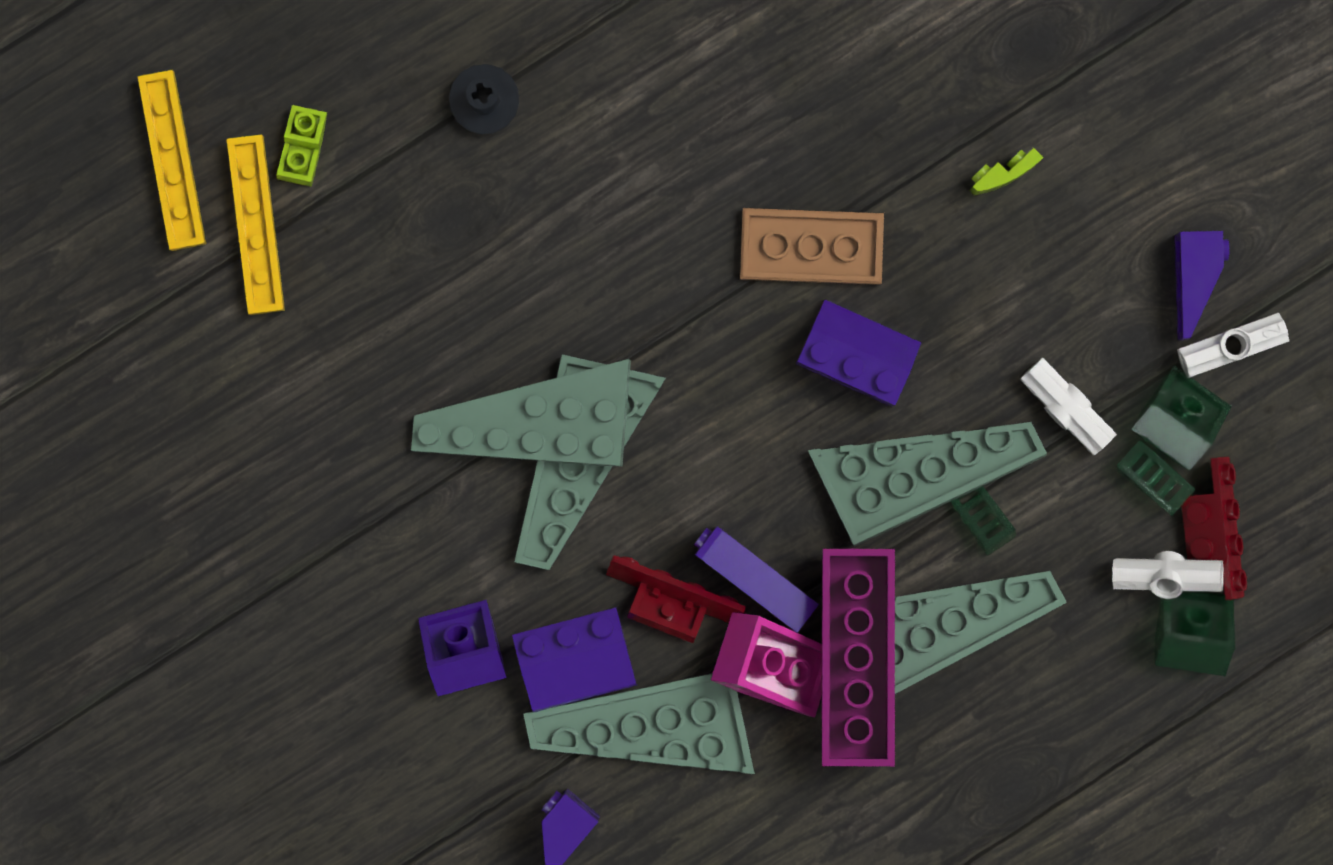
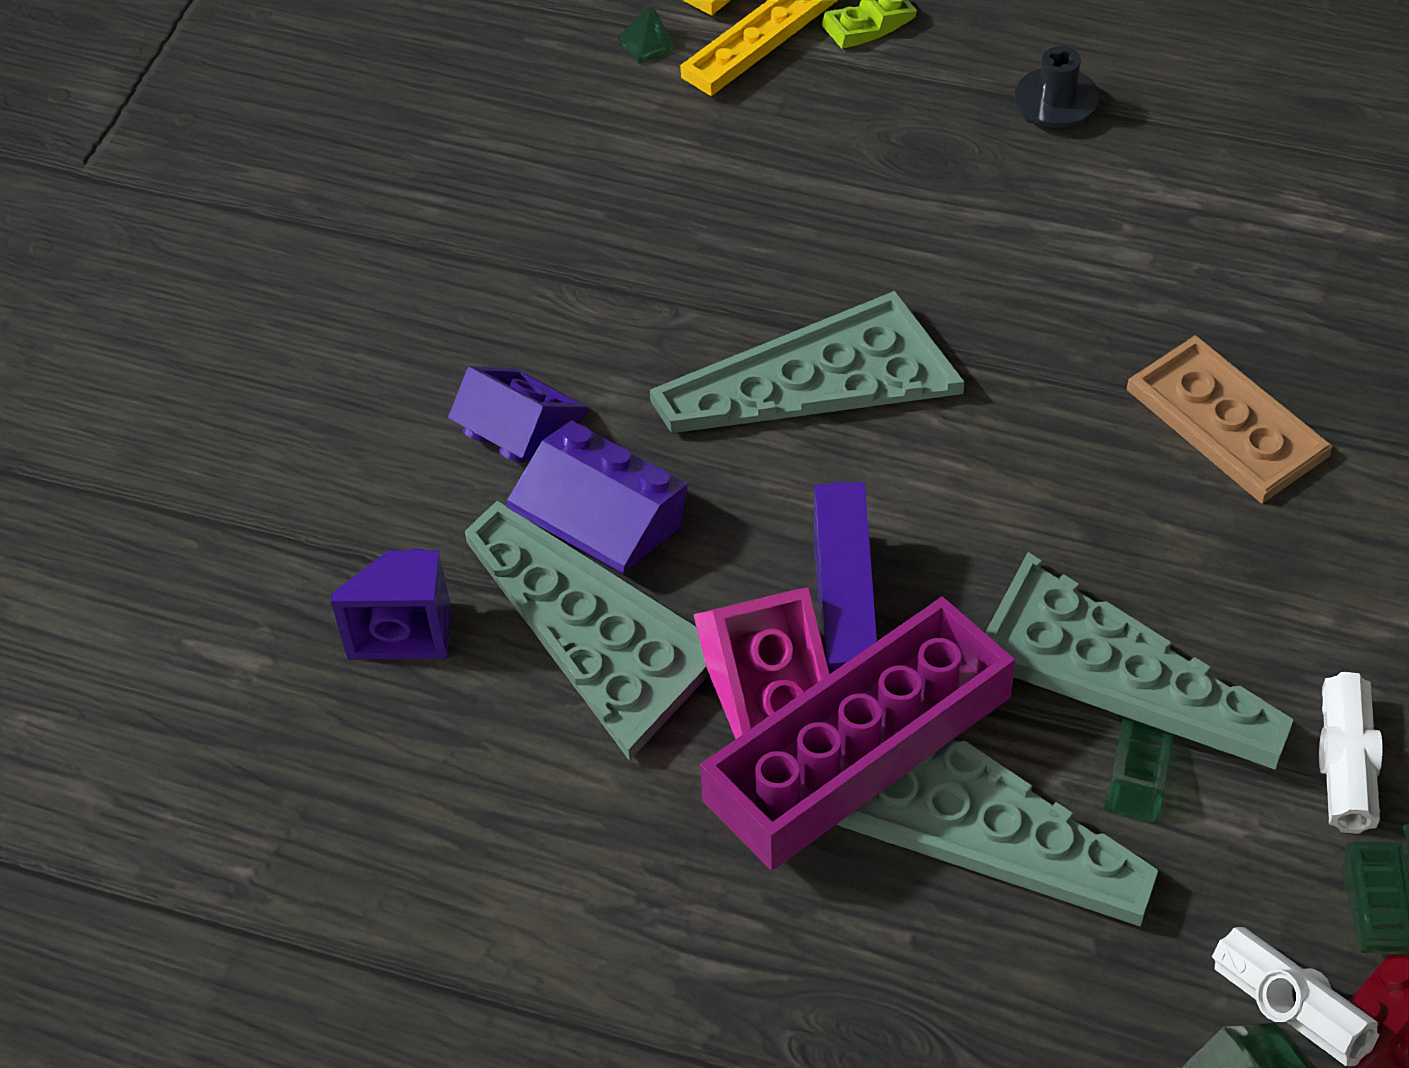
camera: 55 degrees right, 35 degrees down
(192, 307) = (646, 37): none -> clear green slope
(553, 420) = (818, 320): sand green wing -> none
(668, 602) = (740, 537): dark red bracket -> none
(859, 353) = (1169, 524): dark purple slope -> none

